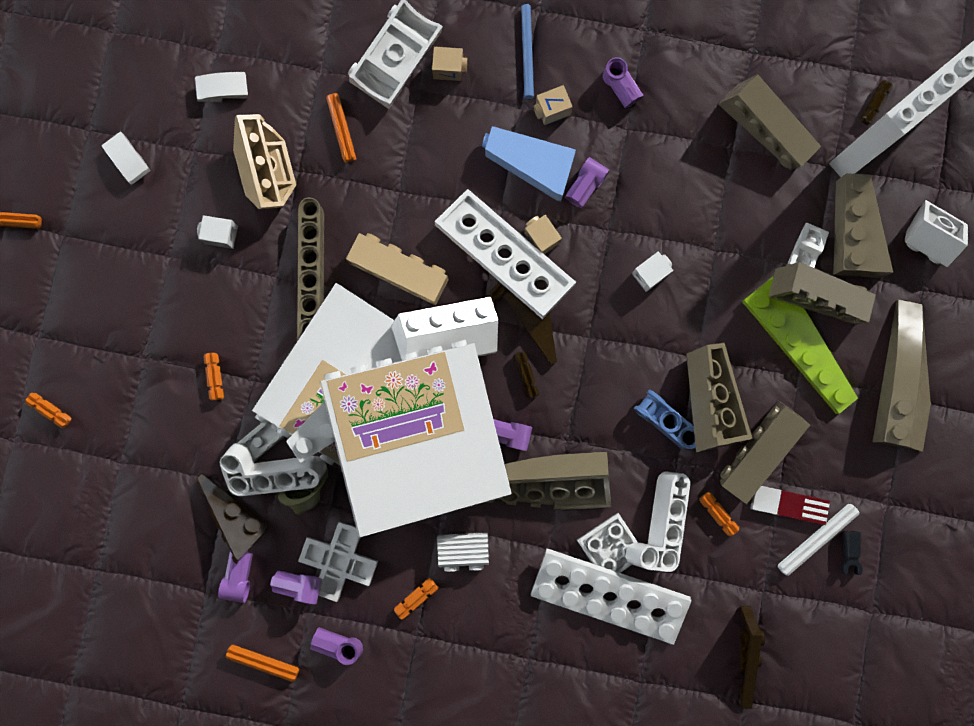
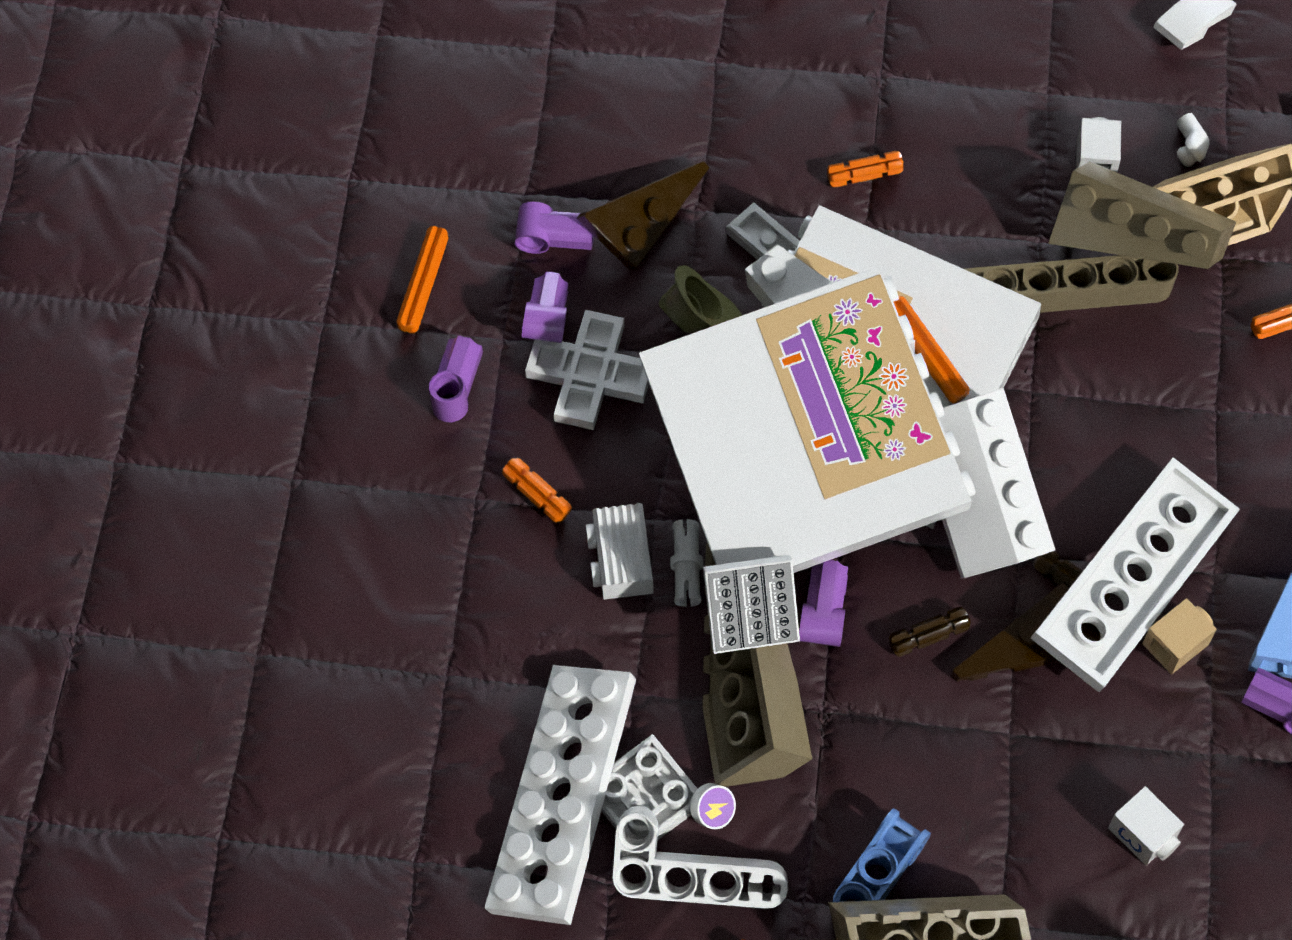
camera: 85 degrees right, 20 degrees down
(217, 172) = (1196, 140): none -> white arm
(251, 478) = (710, 228): white beam -> none
(281, 215) = (1135, 220): none -> dark tan wedge
(360, 354) = (936, 360): none -> orange axle
(397, 268) = (1080, 411): tan brick -> none
(475, 512) = (686, 563): none -> white pin
(522, 480) = (751, 604): none -> tile
(624, 509) = (712, 806): none -> tile

